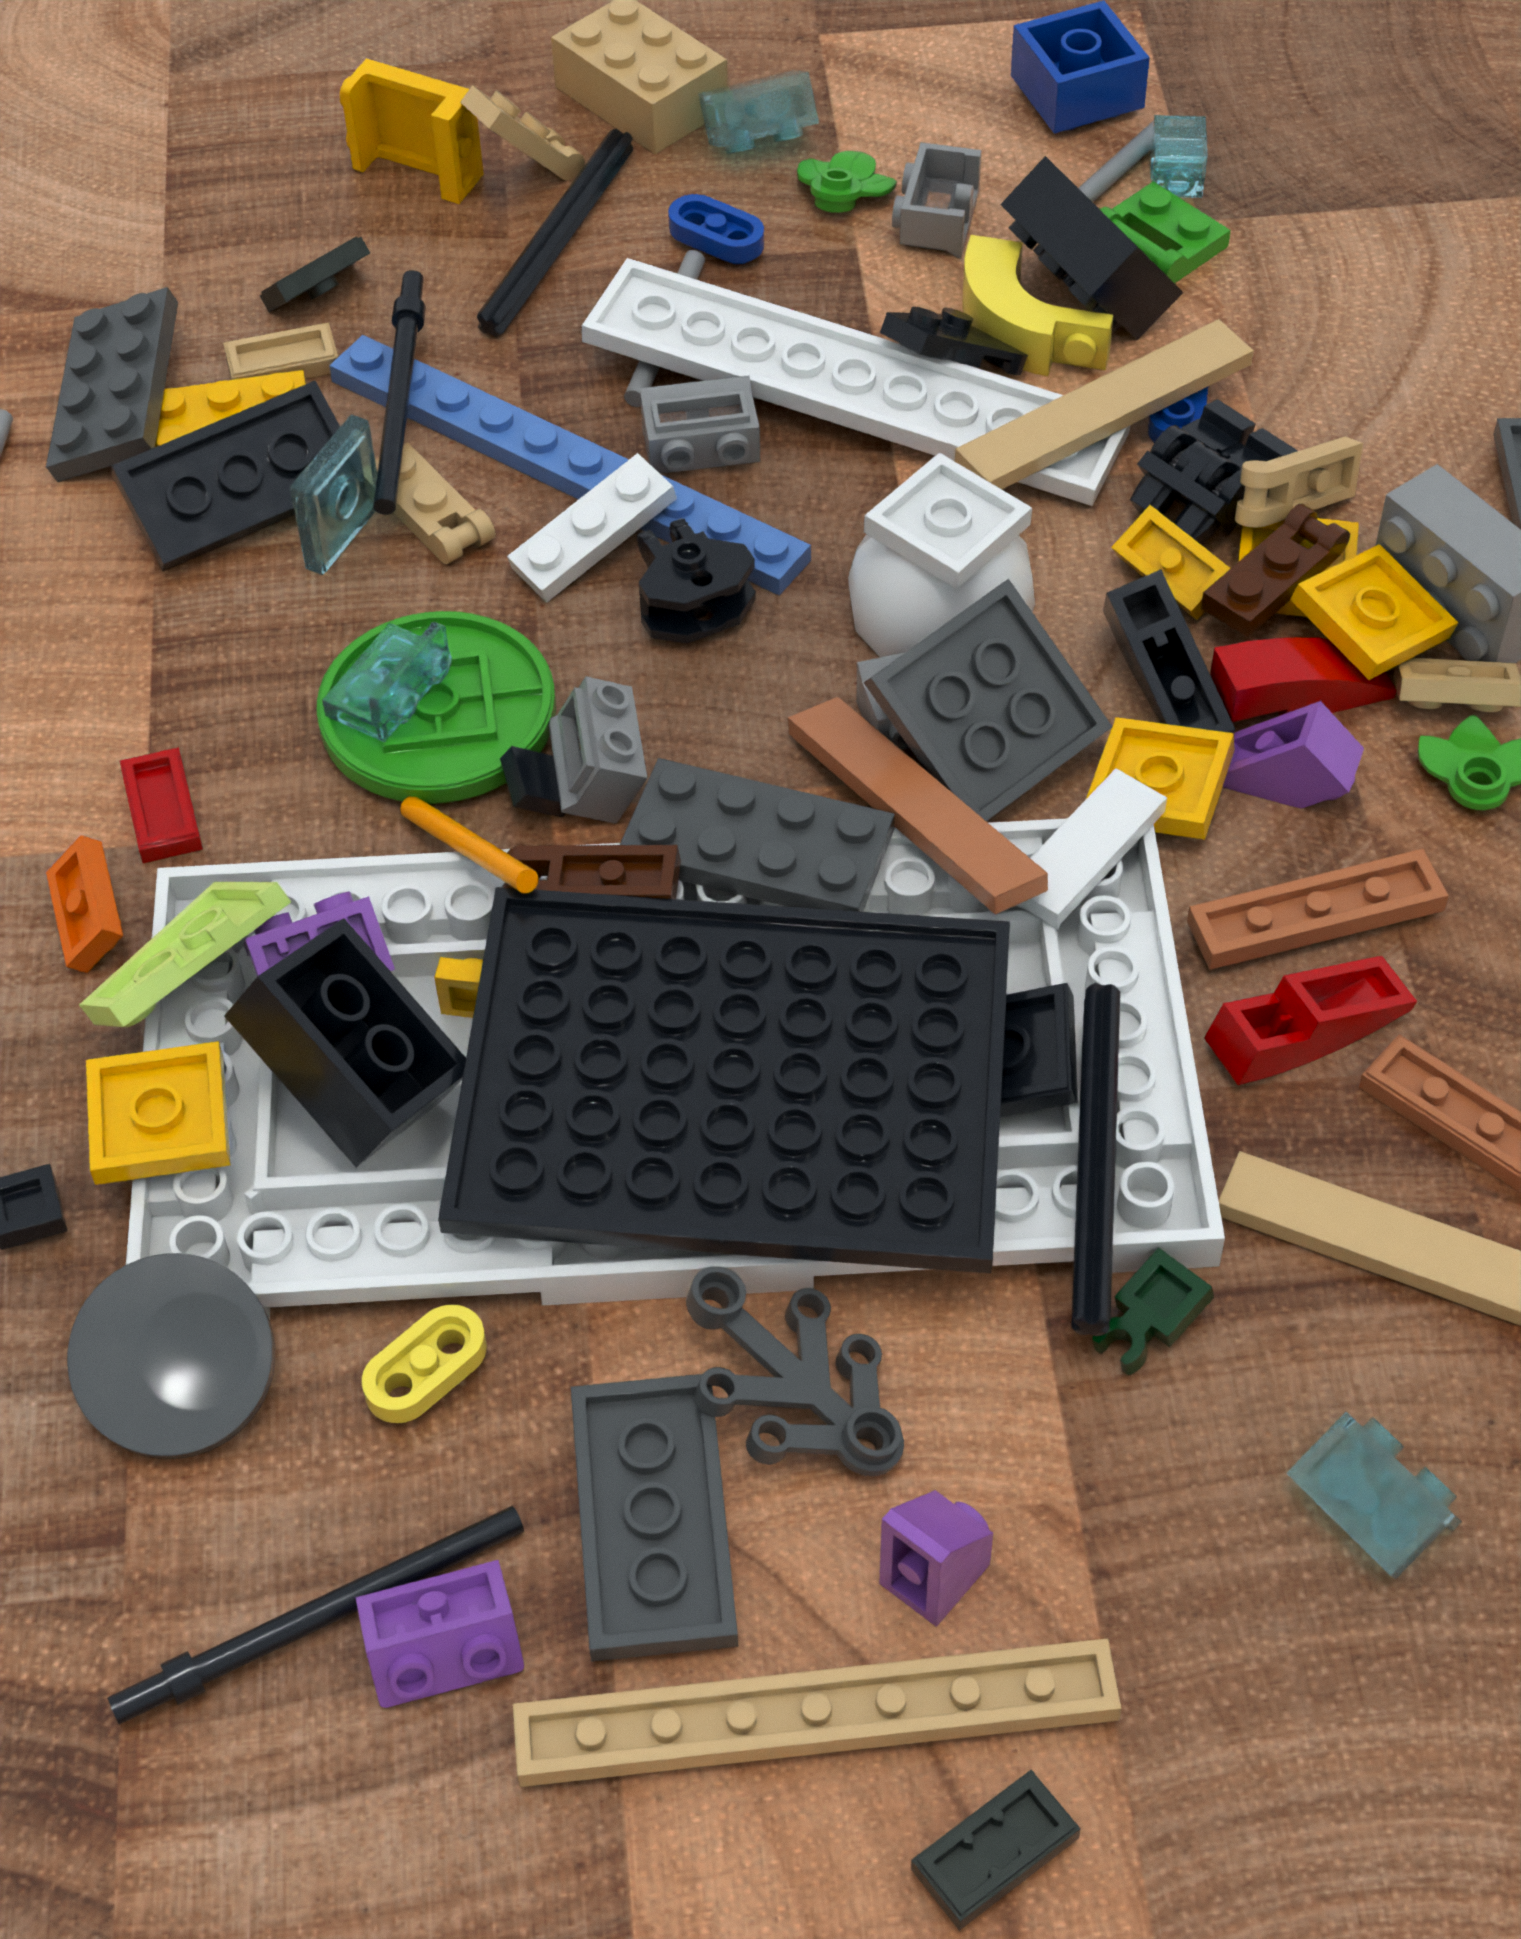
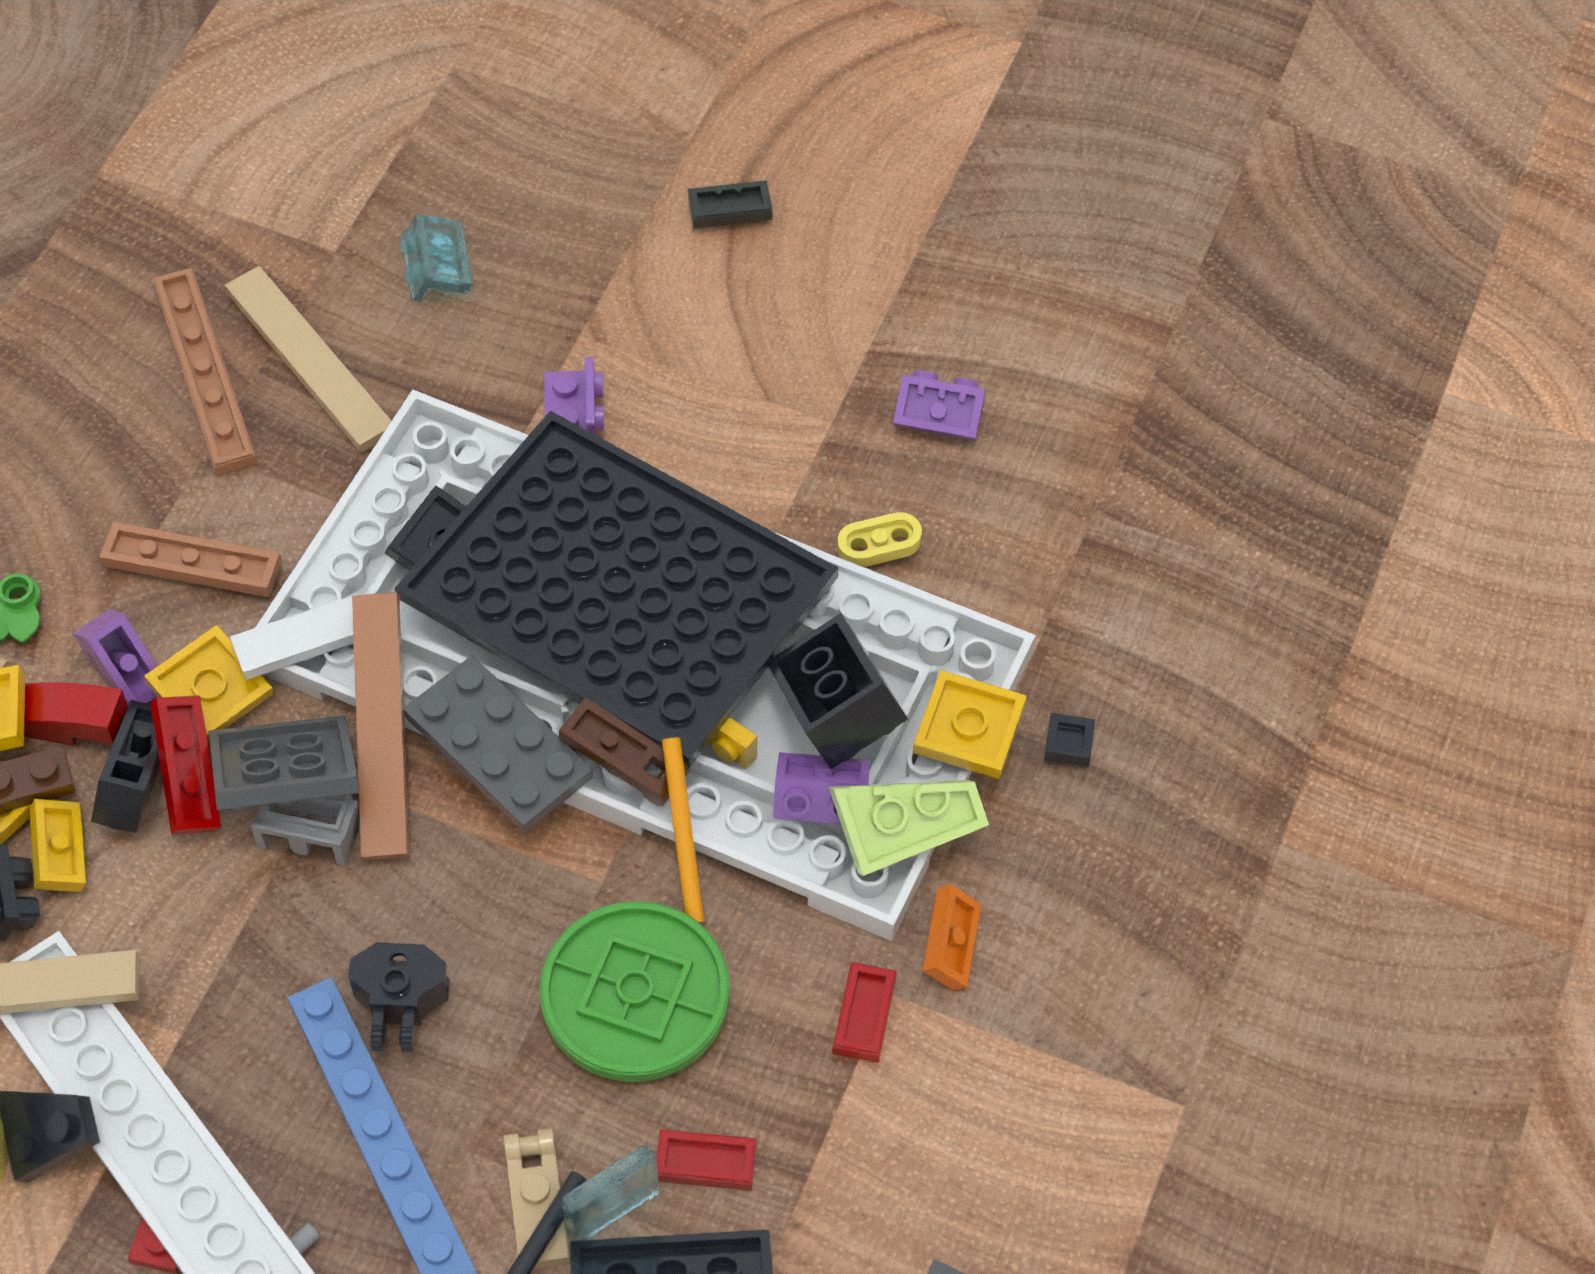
camera: 155 degrees left, 5 degrees up
(171, 1356) = (1020, 595): dark grey piece -> none
(185, 1675) = (1079, 447): black bar -> none
(269, 605) = (706, 1159): none -> red tile
(389, 680) = (661, 998): clear light blue bracket -> none
(532, 781) = (604, 883): black tile -> none
(592, 527) = (433, 1088): white plate -> none
(597, 750) = (552, 876): light grey window -> none
(652, 1520) = (800, 411): dark grey plate -> none
(700, 424) = (291, 1150): light grey window -> none
(796, 1382) = (670, 396): dark grey plant -> none
(814, 1712) = (777, 290): tan plate -> none
(933, 1553) = (674, 314): medium lavender slope -> none
(934, 554) = (224, 896): white plate -> none
(996, 1358) = (574, 394): none -> medium lavender bracket
(1096, 1161) = (445, 454): black axle -> none
(1116, 676) = (185, 764): none -> red plate
(1157, 1303) = (472, 390): dark green plate -> none
(1307, 1018) = (256, 497): red slope -> none

